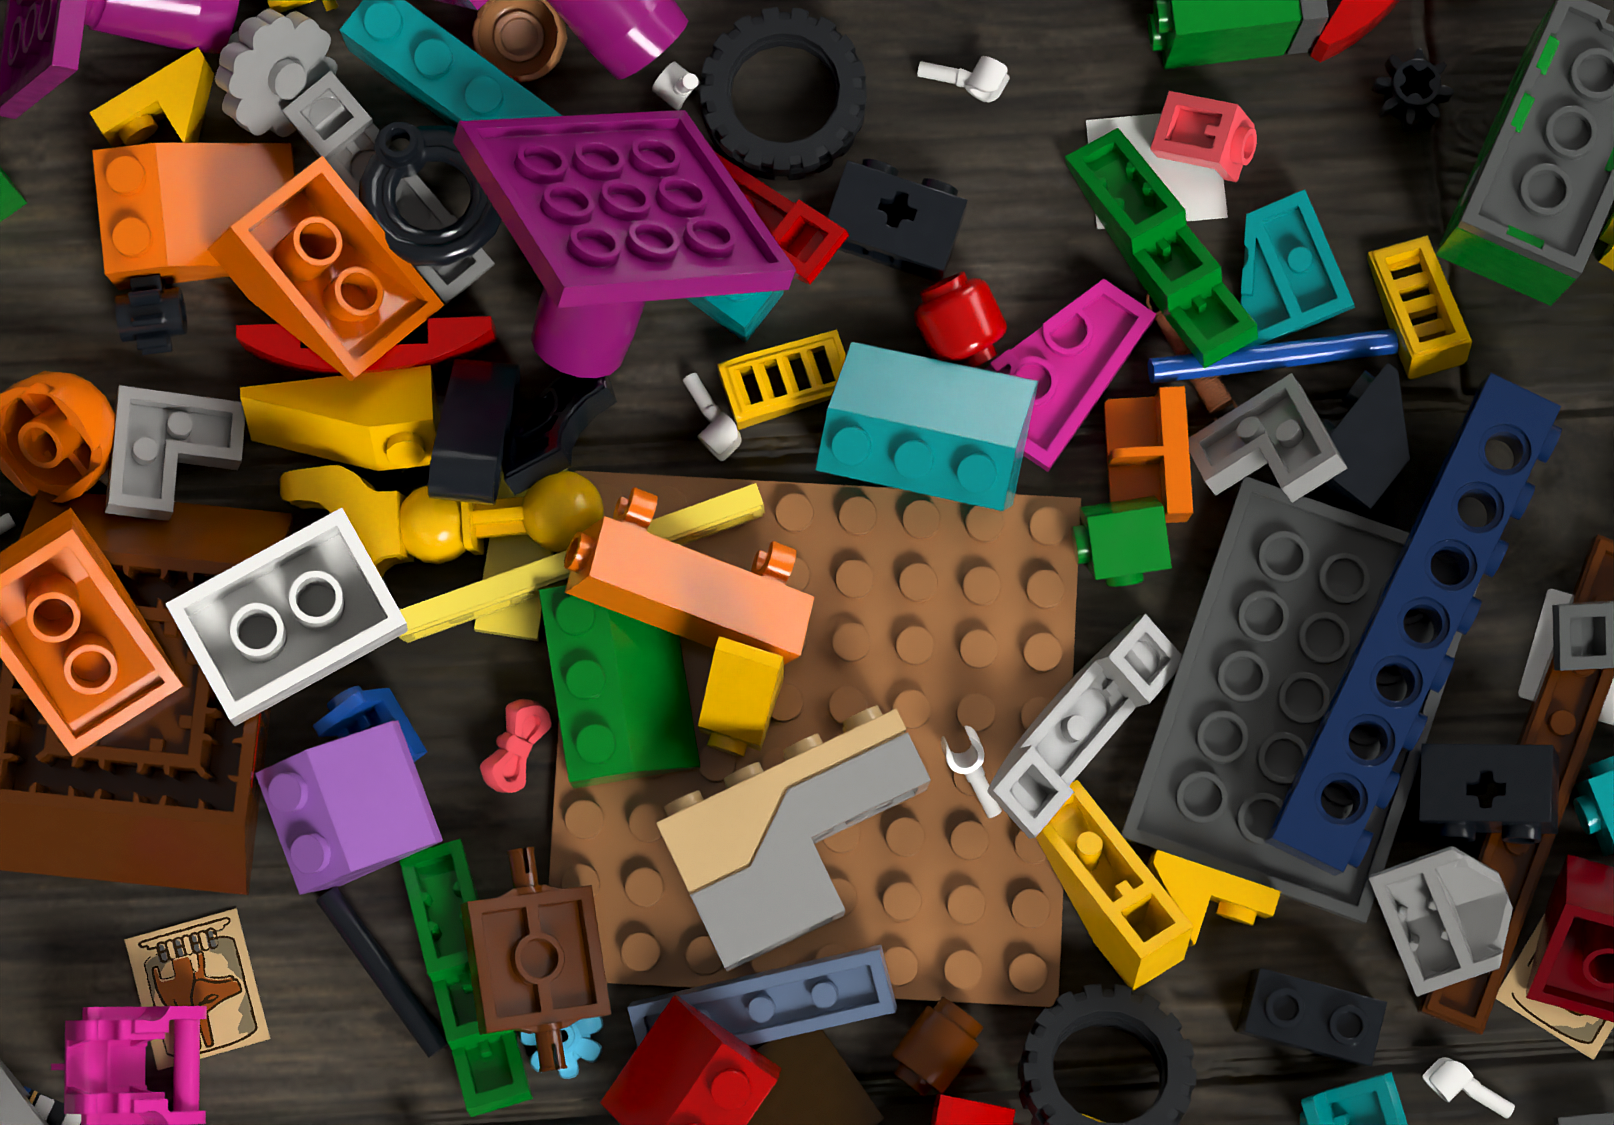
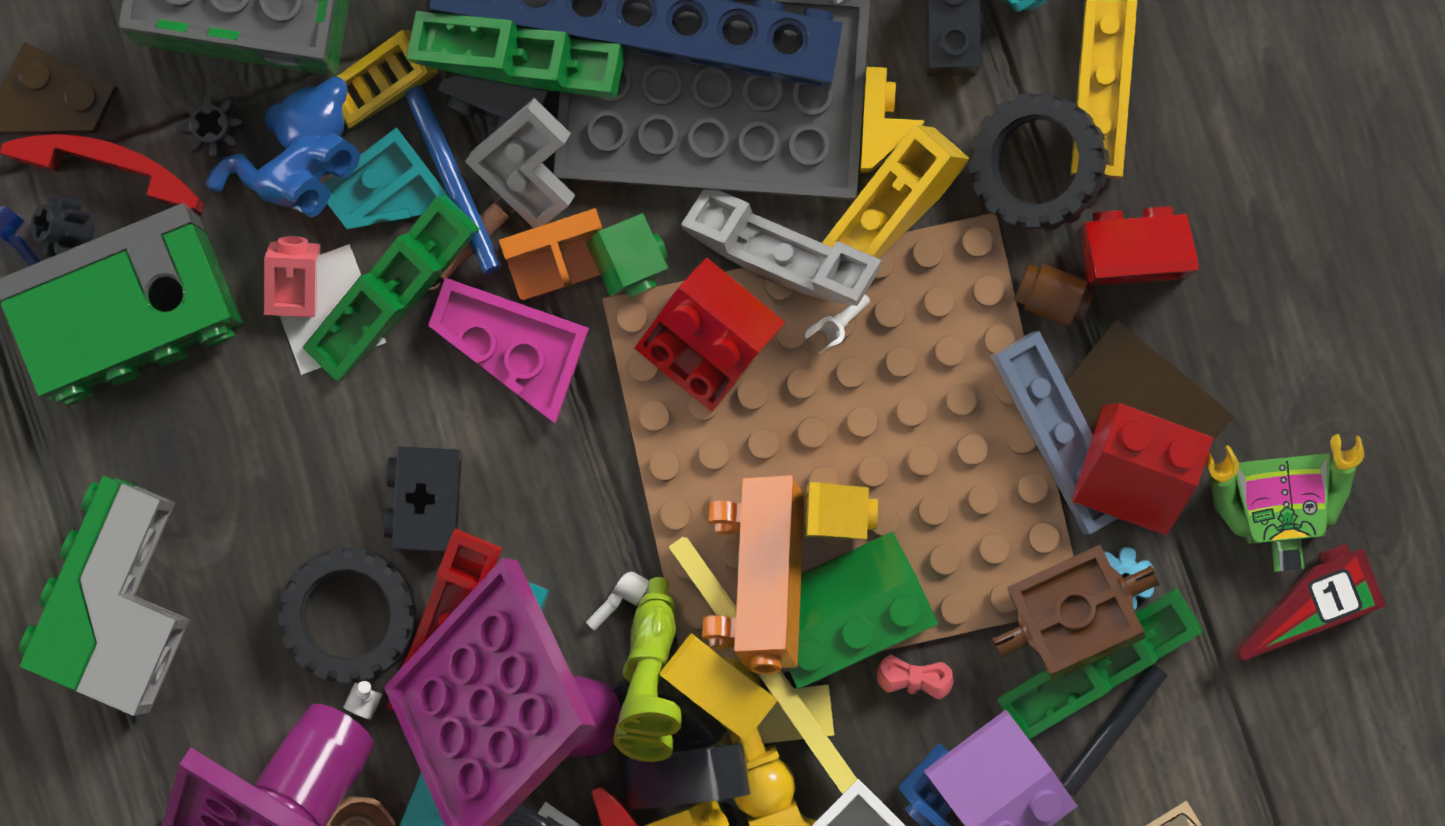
camera: 105 degrees left, 5 degrees up
(550, 389) = (645, 719): none -> lime piece
(568, 493) = (718, 687): none -> yellow slope
(753, 846) = (947, 471): piece -> none
(756, 363) = (593, 585): yellow slope -> none
(927, 426) = (584, 428): teal slope -> none
(960, 320) = (491, 427): red head -> none
(983, 83) = (294, 460): white hand -> none
(1002, 608) = (709, 334): none -> red slope
(1377, 202) = (311, 130): none -> blue animal
(1406, 464) = (515, 55): none -> green slope

